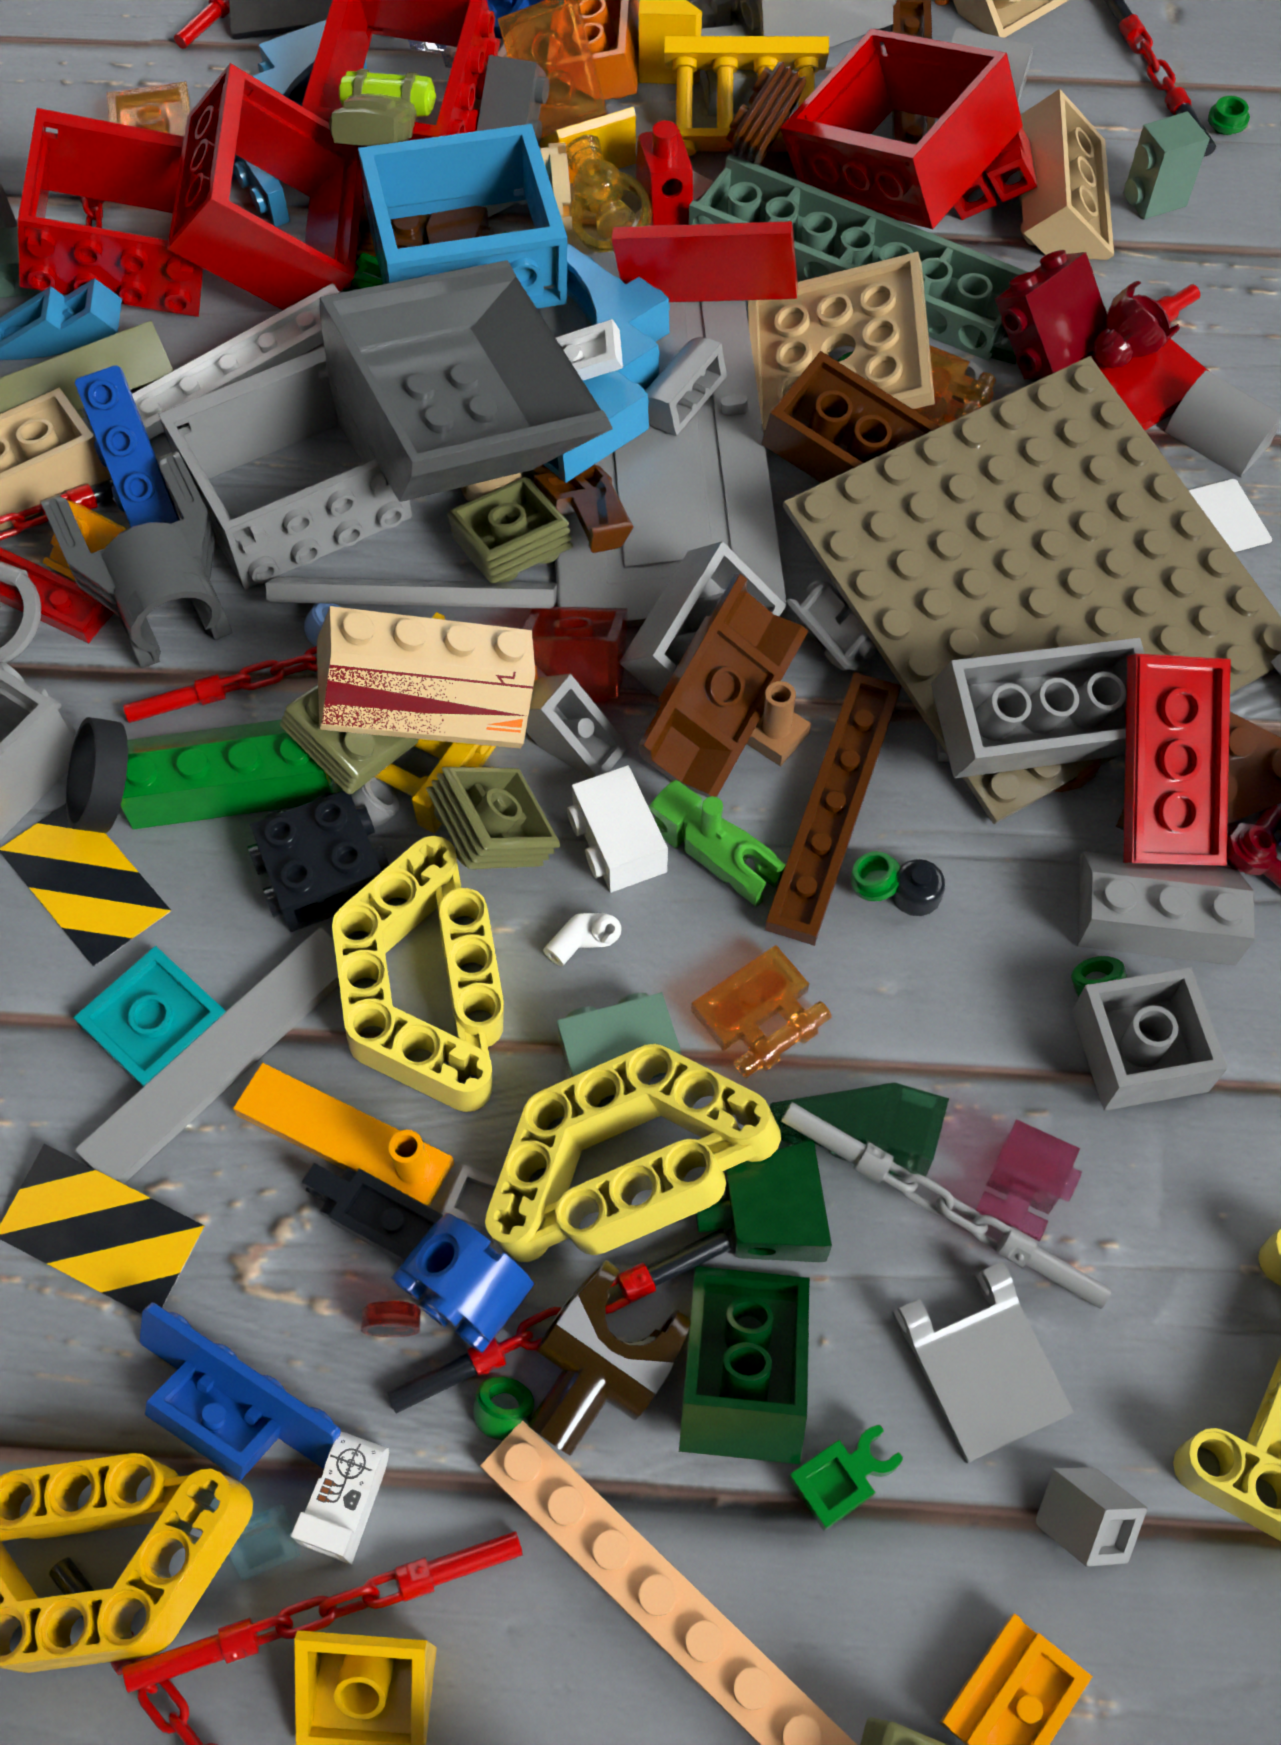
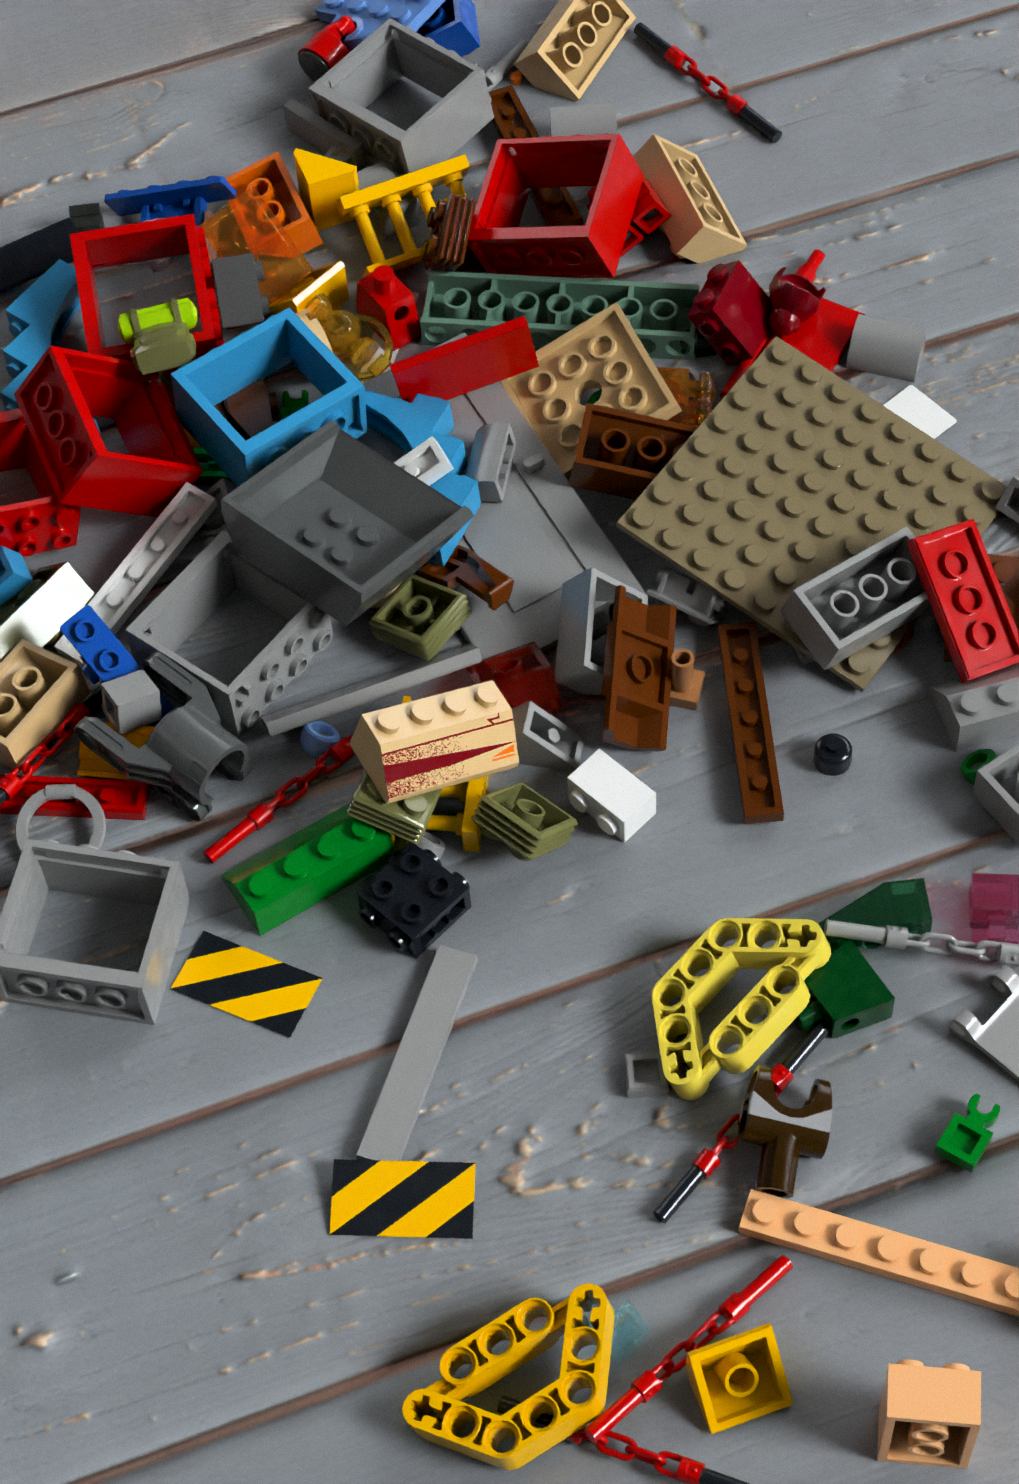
camera: 20 degrees left, 5 degrees down
(96, 775) = (249, 900): black tyre -> none
(122, 496) = (131, 701): none -> light grey panel
(149, 1016) = (353, 1052): teal tile -> none
(223, 1403) = (552, 1257): blue bracket -> none
(342, 1498) = (663, 1284): white leg -> none
(343, 1134) = (535, 1071): light orange piece -> none
(371, 1210) = (588, 1107): black hinge -> none
(391, 1319) = (633, 1166): clear red tile -> none
(428, 880) = (582, 975): light yellow piece -> none
(463, 1281) = (672, 1117): blue brick -> none
(497, 1421) = (731, 1197): green piece -> none
(582, 931) = (623, 874): white arm -> none
(599, 1035) = (672, 936): sand green brick -> none
(715, 841) = (684, 777): bright green piece -> none
(747, 1366) = (876, 1096): dark green slope -> none
(752, 997) = (759, 871): clear orange plate -> none
(875, 876) = (801, 758): green plate -> none
(1165, 165) = (756, 165): sand green brick -> none
(1229, 115) = (780, 104): green plate -> none

